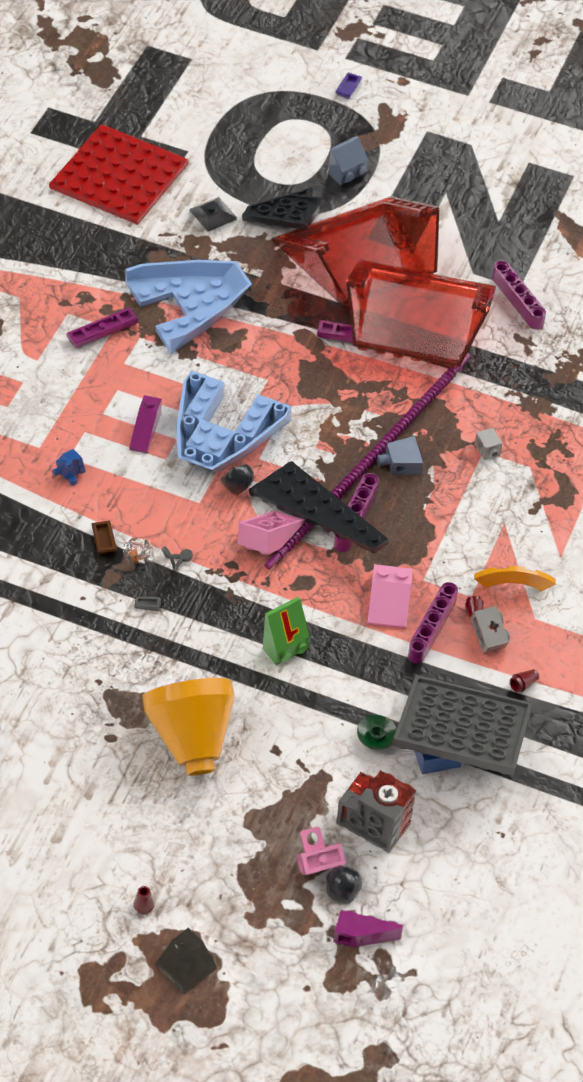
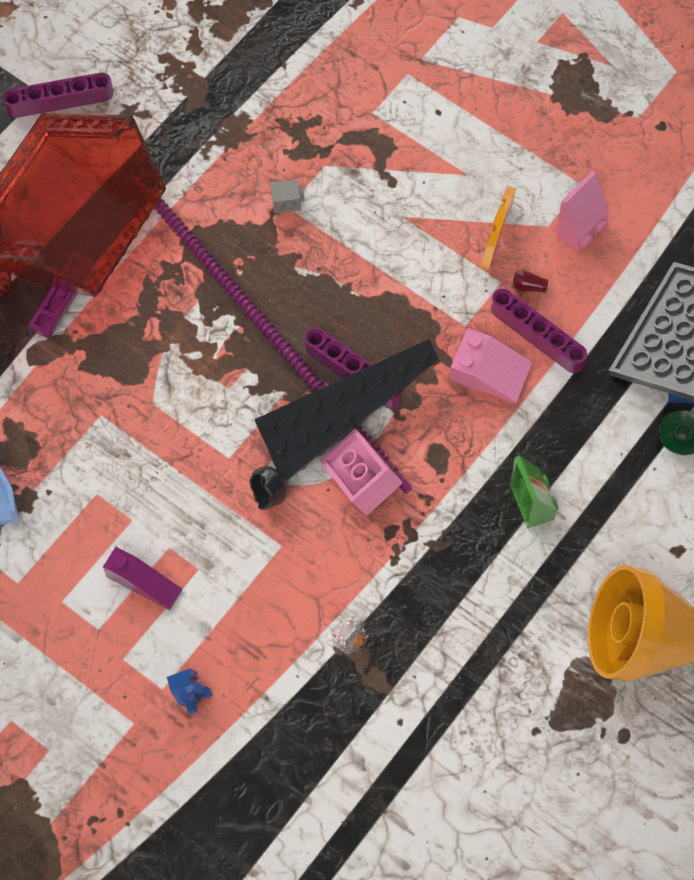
camera: 70 degrees left, 15 degrees up
(104, 537) = (312, 673): reddish brown tile -> none
(148, 603) = (429, 644): dark grey piece -> none
(185, 555) = (365, 582): dark grey piece -> none
(215, 445) = (204, 510): light blue piece -> none
(402, 457) = (281, 293): sand blue torso -> none
(489, 639) = (567, 273): light grey brick -> none
(523, 680) = (639, 262): dark red cone -> none
(545, 623) = (582, 213): none -> bright pink slope

